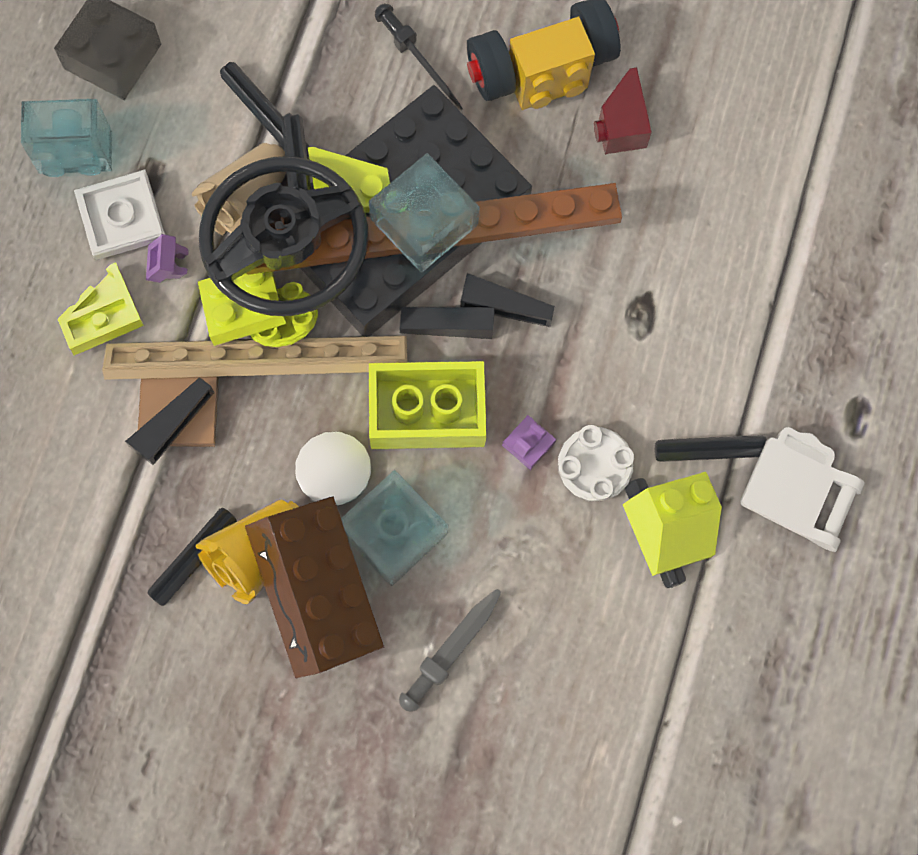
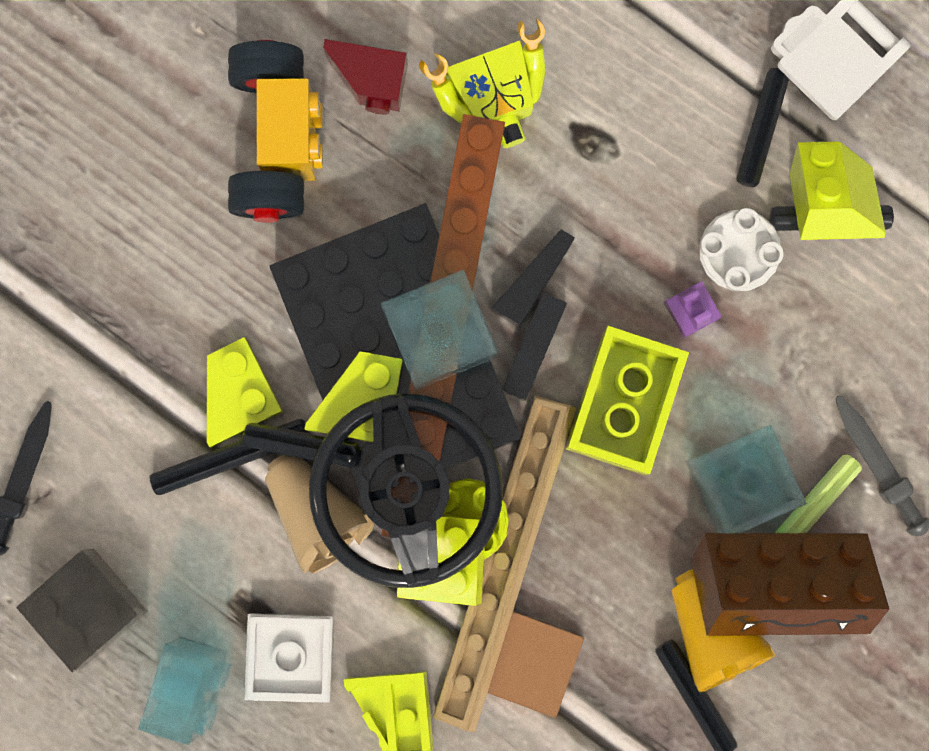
camera: 70 degrees left, 10 degrees up
(162, 257) = (359, 628): medium lavender tile -> none
(167, 424) = (557, 689): black piece -> none
(325, 105) = (236, 392): none -> neon yellow wing
(333, 467) = (652, 521): white dish -> none
(405, 39) = (189, 278): black sword -> none
(406, 607) = (822, 496): none -> yellowish green axle
(654, 213) = (494, 84): none -> neon yellow torso

